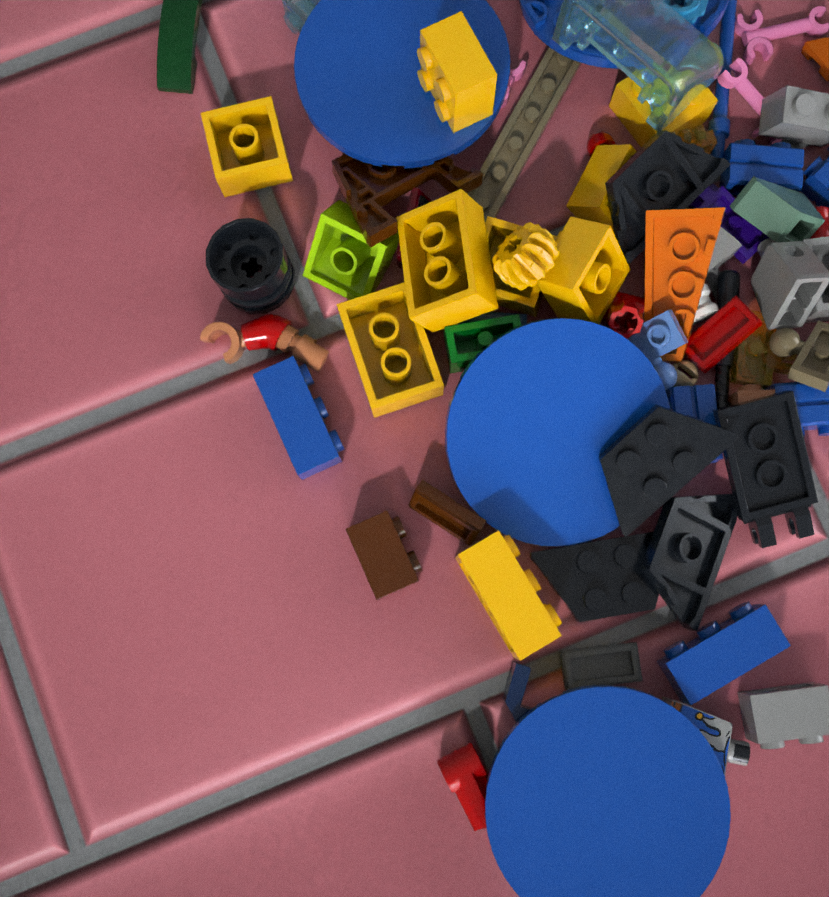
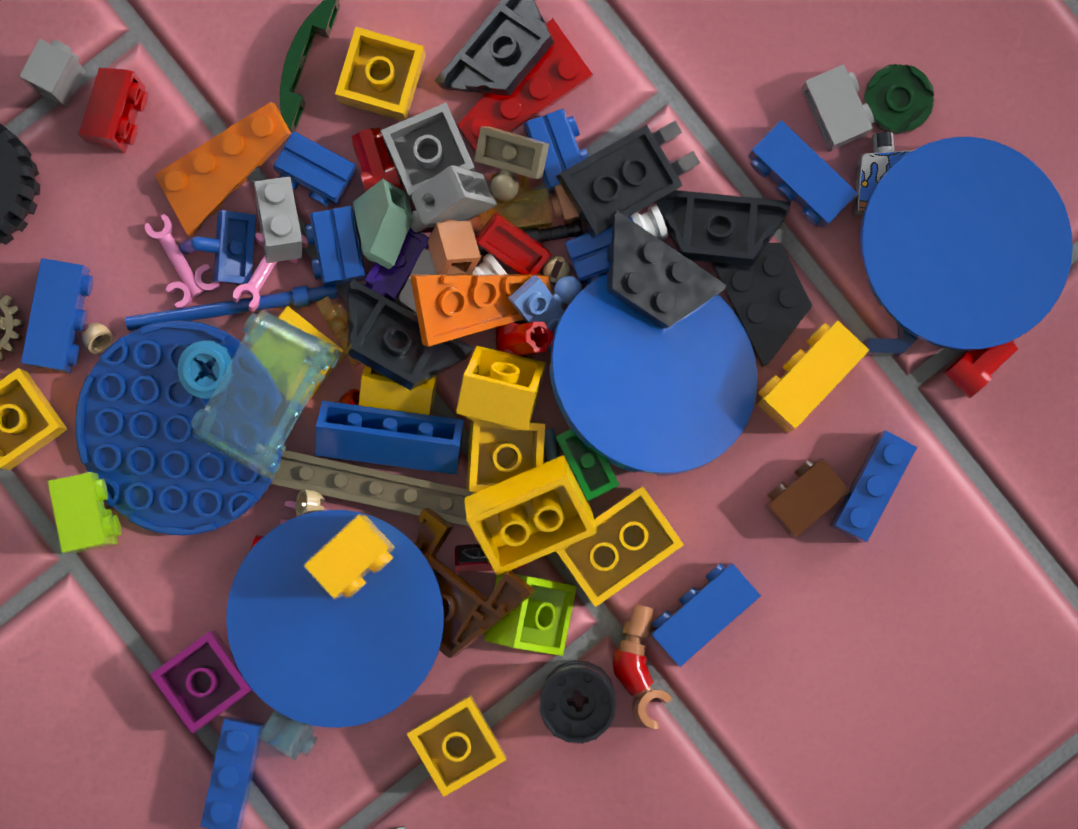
camera: 115 degrees left, 5 degrees up
(373, 627) = (873, 486): none -> blue brick
(446, 512) = (752, 451): reddish brown tile -> none
(521, 77) = (308, 502): none -> tan hinge
(525, 256) = (510, 443): yellow gear -> none
(562, 161) = (389, 437): none -> blue brick
(601, 665) = (843, 277): dark grey tile -> none
(709, 479) = (652, 222): none -> white wheel
(738, 269) = (454, 248): none -> nougat brick
(773, 72) = (231, 247): none -> blue plate
(779, 786) = (899, 98): none -> dark green tile

